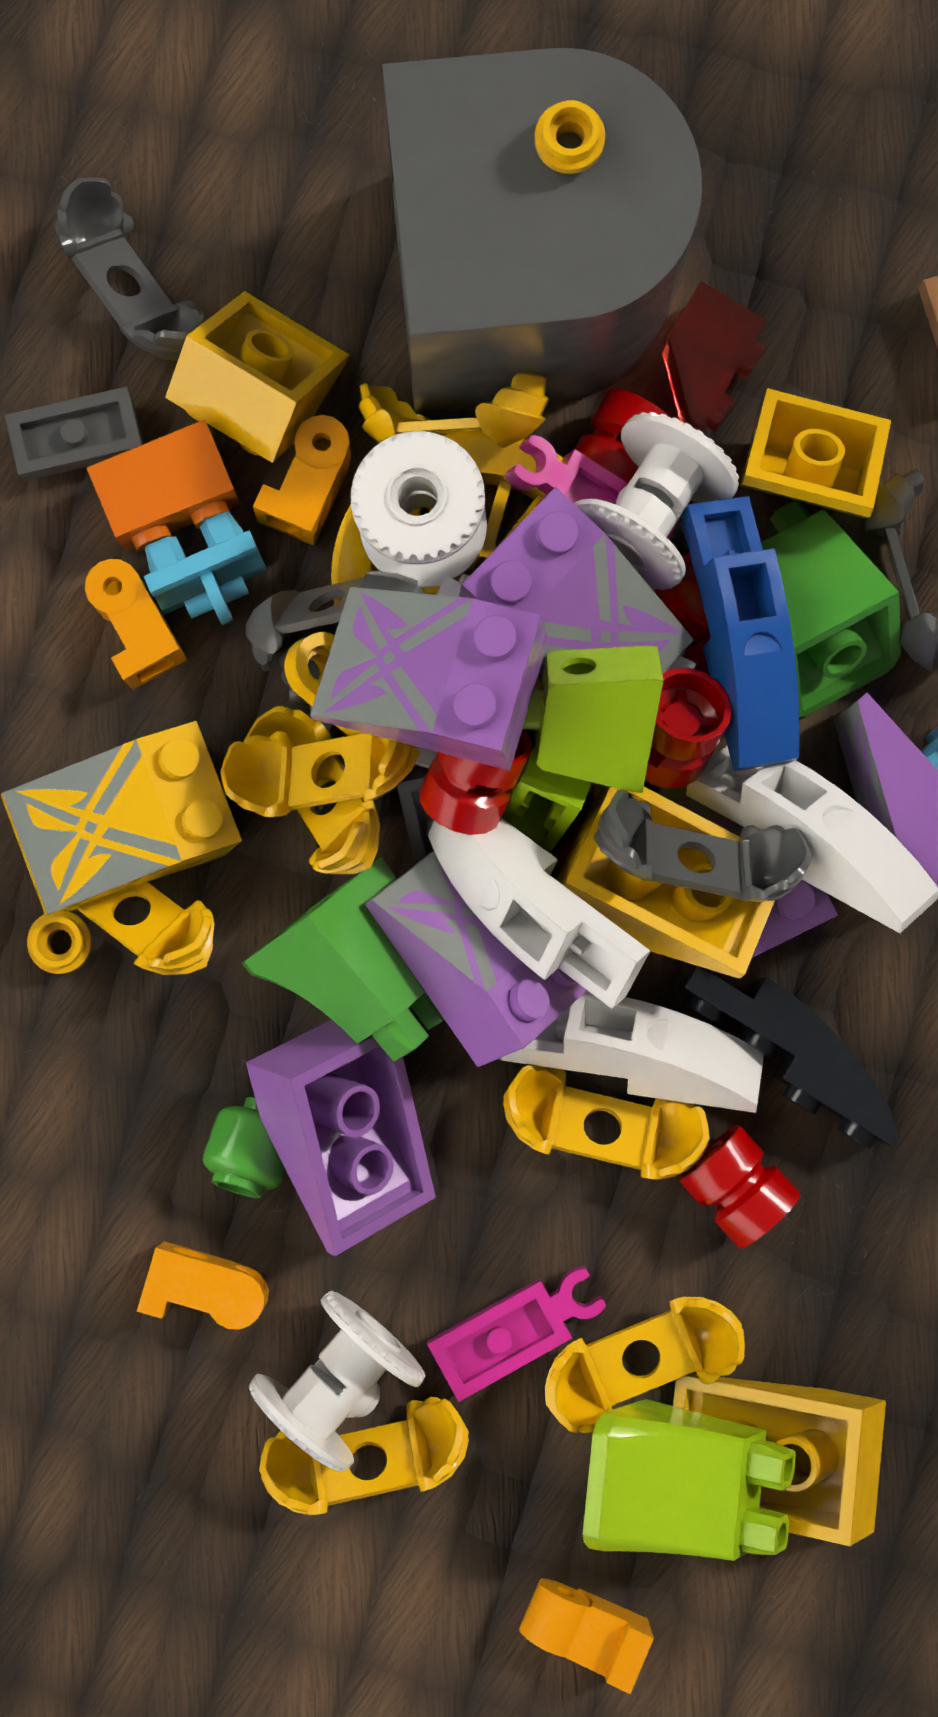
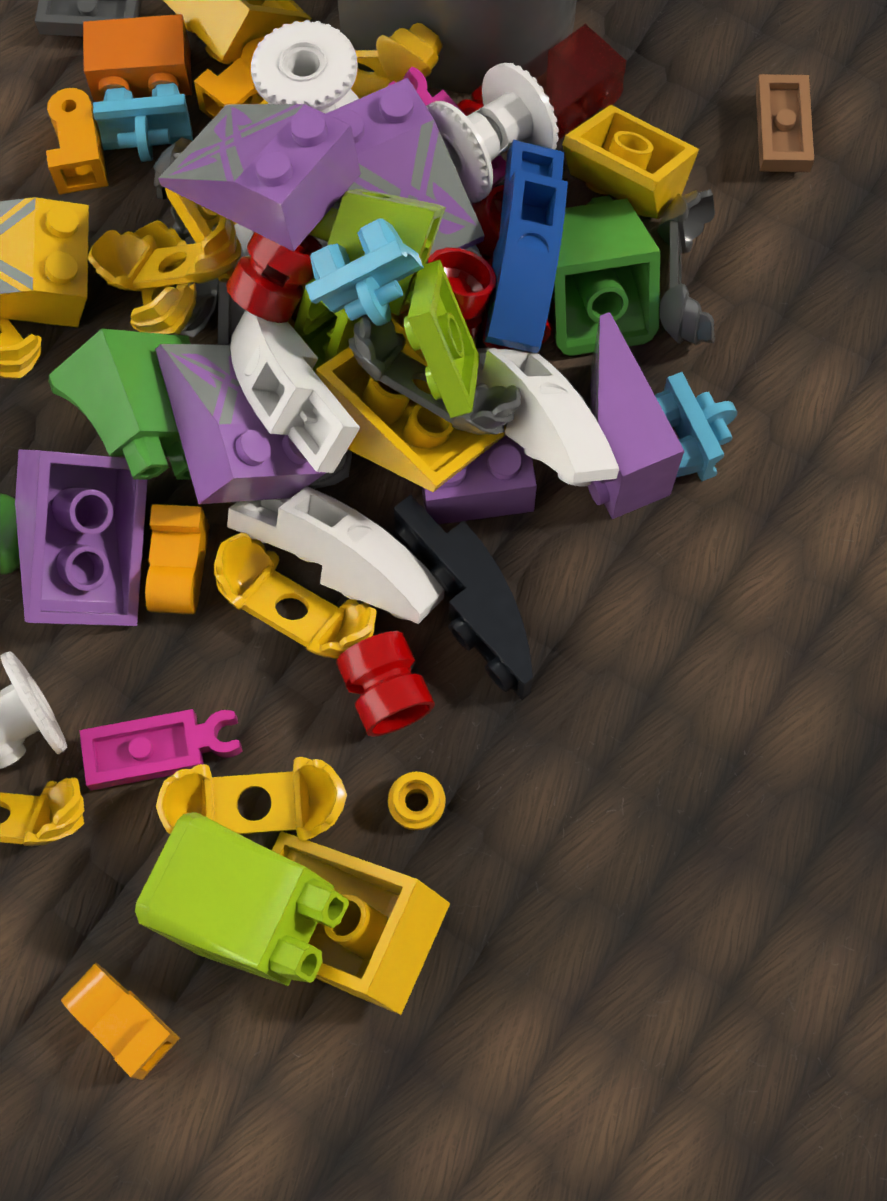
camera: 25 degrees right, 15 degrees down
(455, 1117) = (176, 558): none -> light orange leg
(623, 754) = (367, 282): none -> medium azure hips
(705, 811) = (443, 336): none -> lime plate
(829, 1299) = (416, 783): none -> yellow plate

